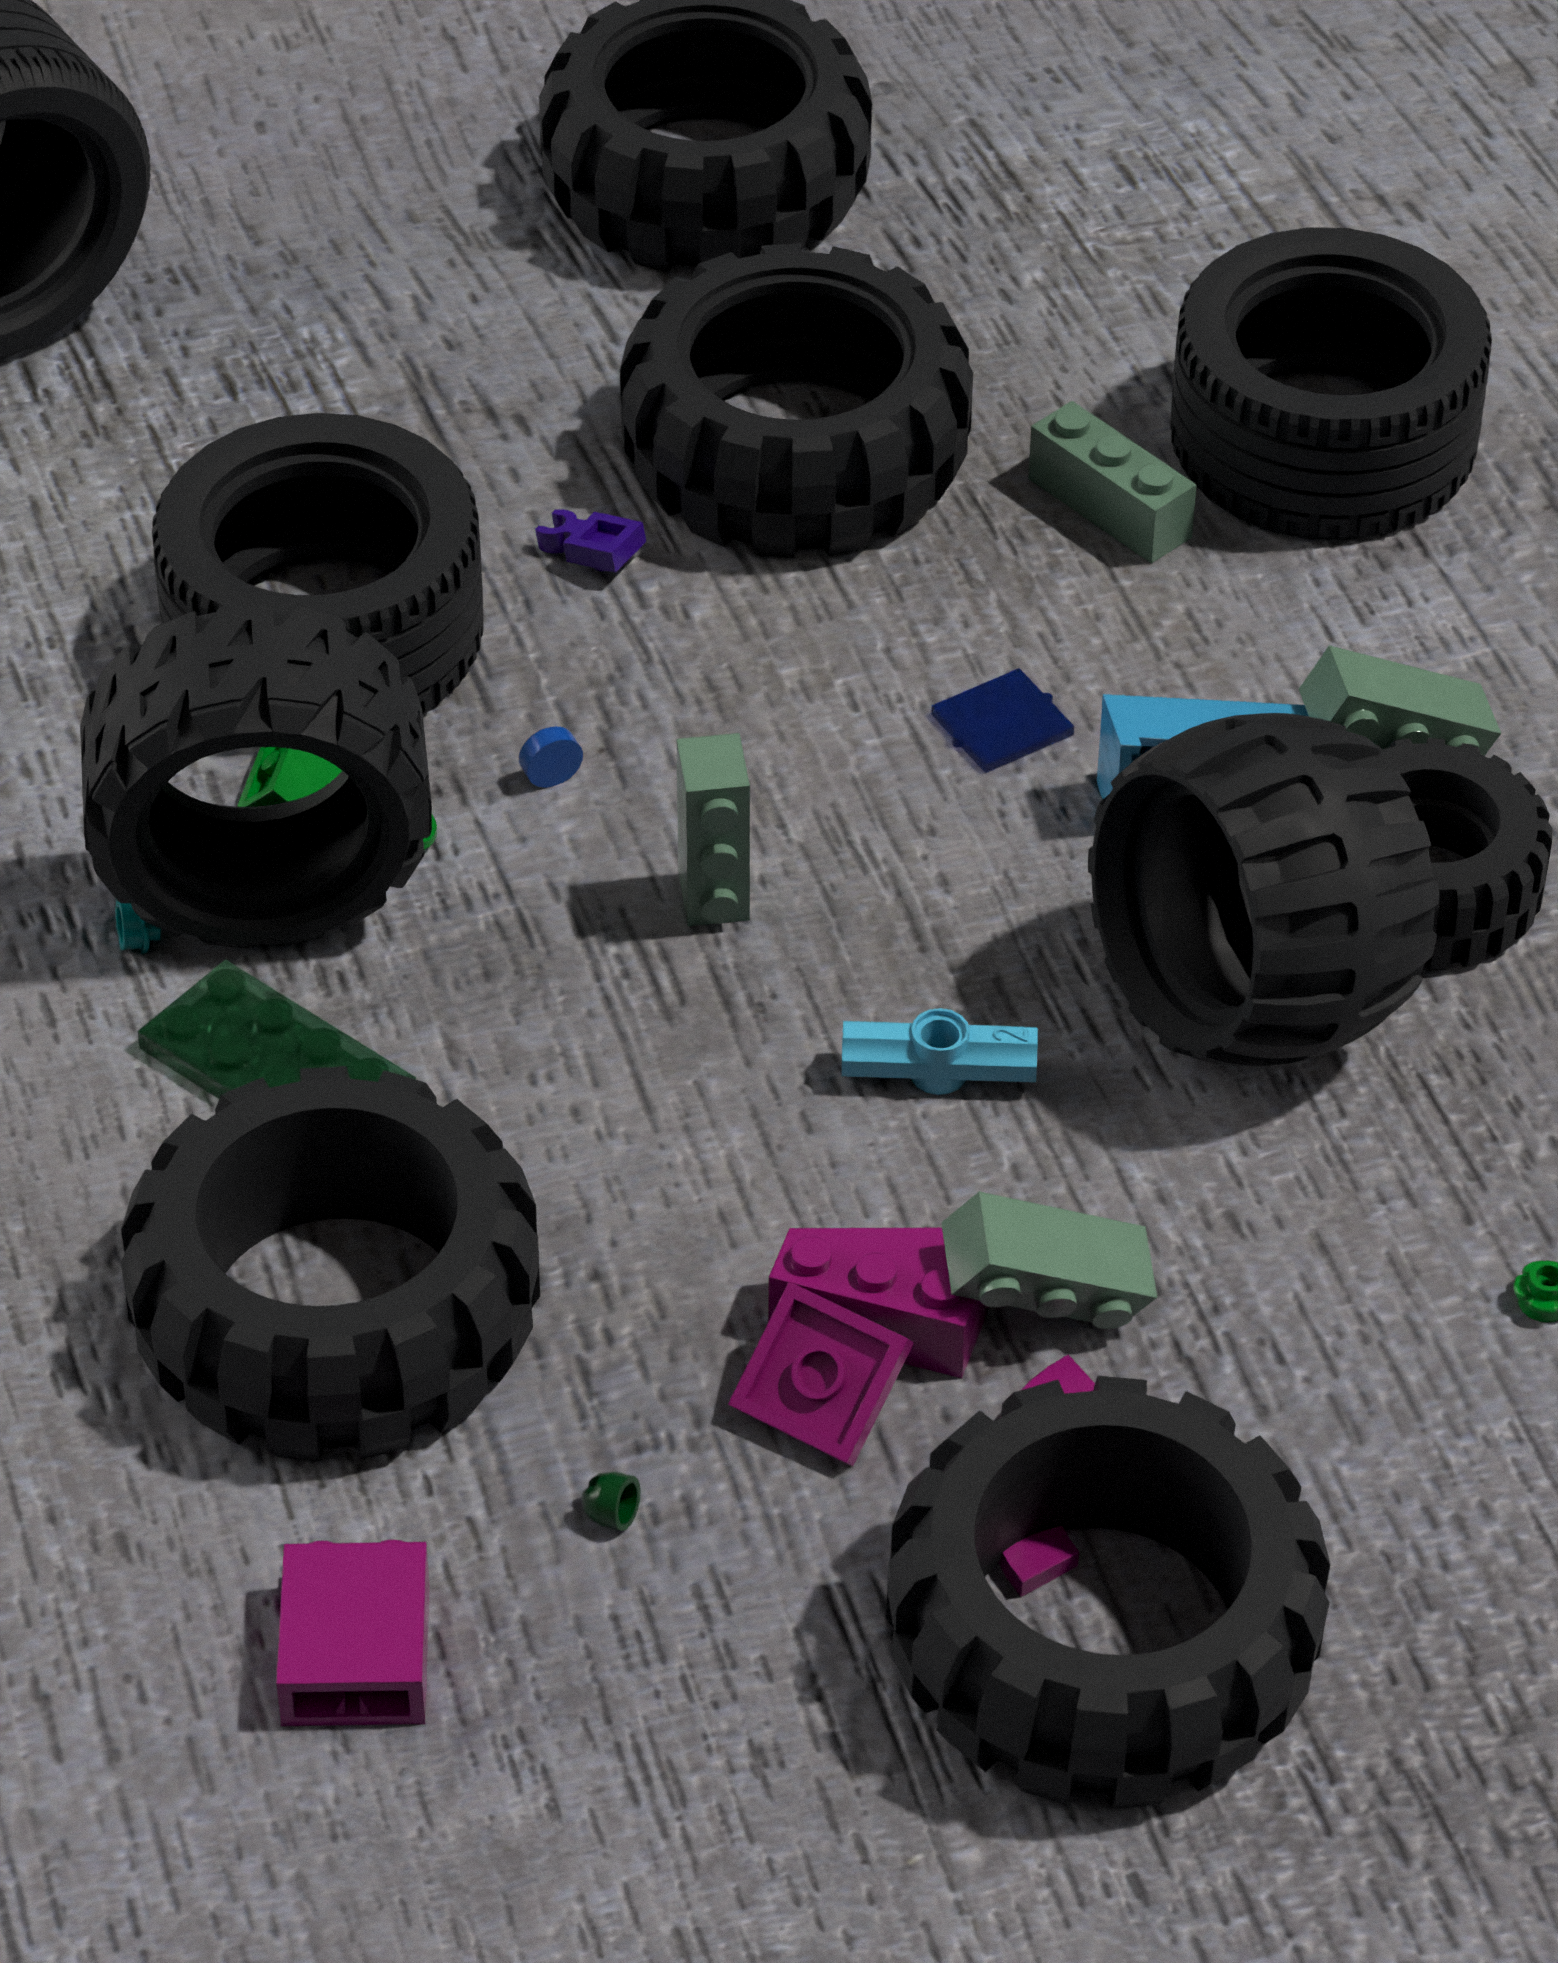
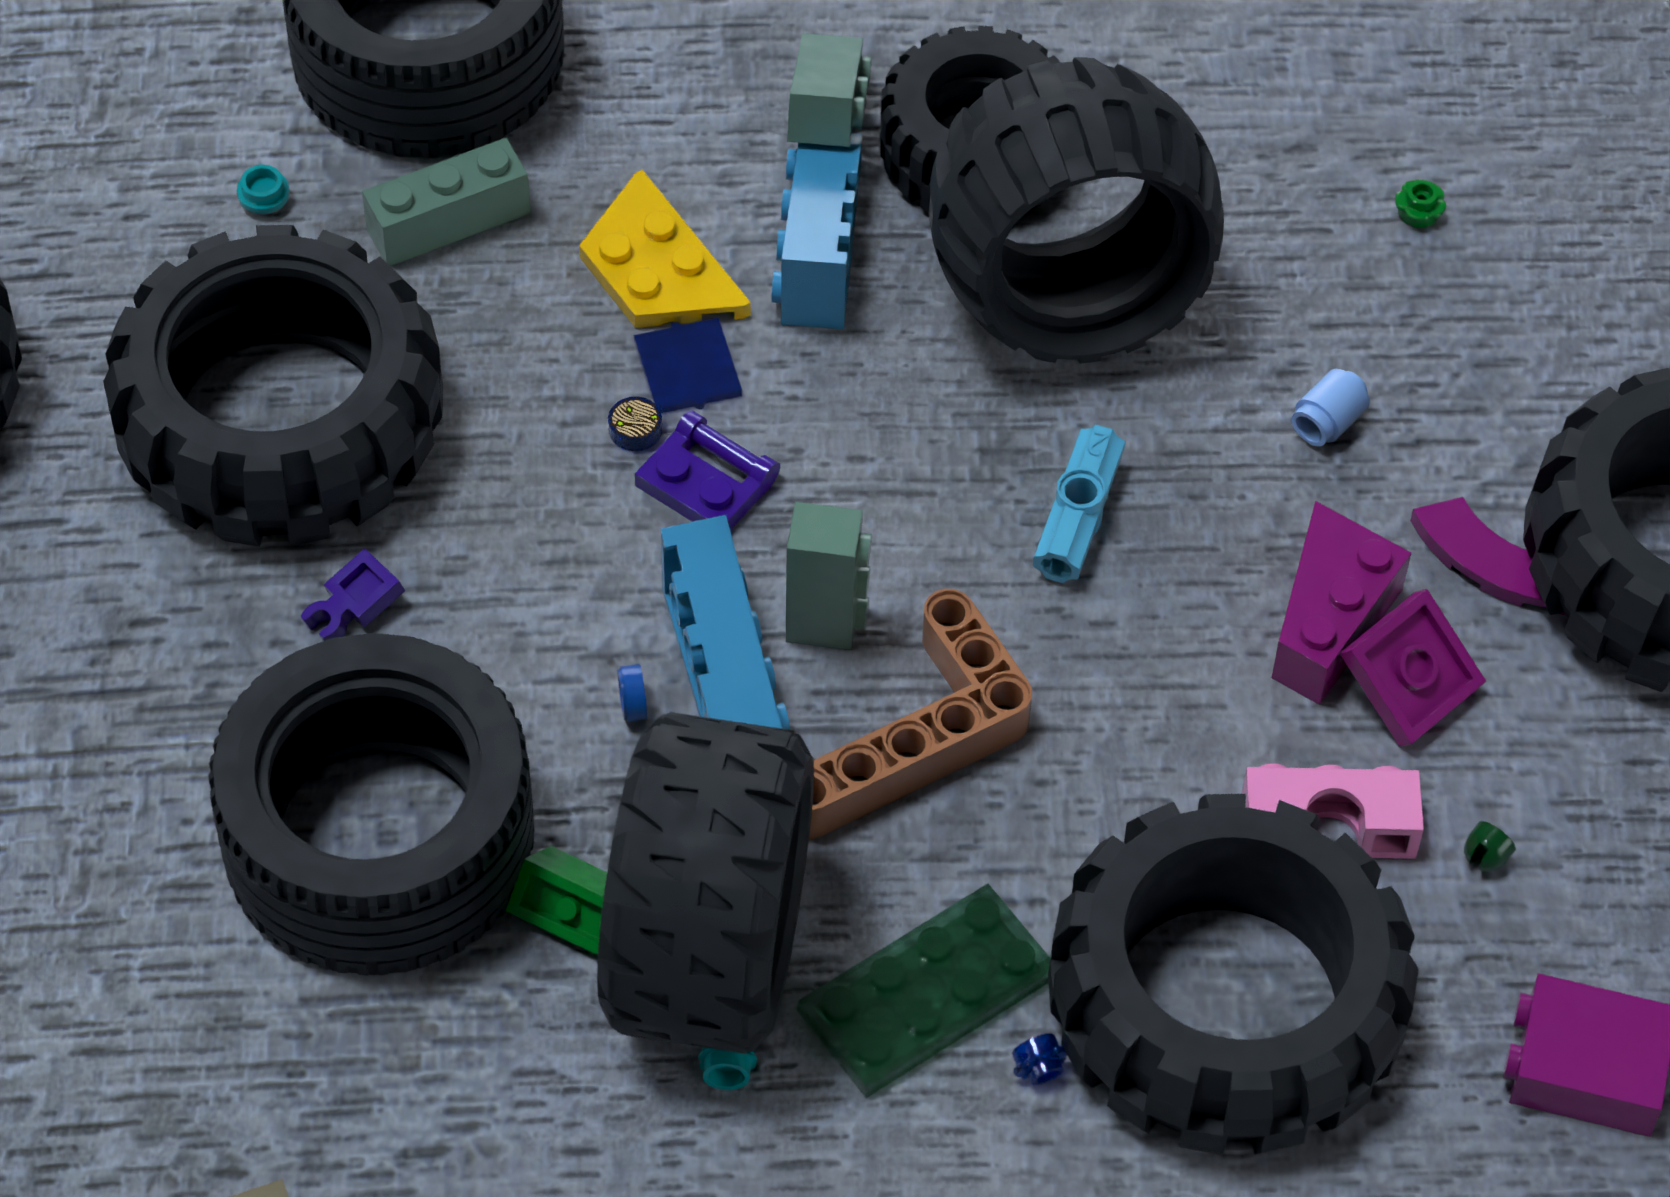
camera: 75 degrees left, 10 degrees up
(596, 1300) = (1376, 803): none -> bright pink arch
(606, 1018) = (926, 730): none -> nougat beam
(608, 807) = (716, 625): none -> dark azure wedge
(843, 752) = (697, 487): none -> dark purple plate
(902, 693) = (635, 423): none -> tile
(1048, 1260) = (1364, 480): sand green brick -> none
(1072, 360) = (262, 189): none -> teal plate
(1130, 651) = (656, 262): none -> yellow wing
(1185, 1248) = (1330, 407): none -> light blue brick

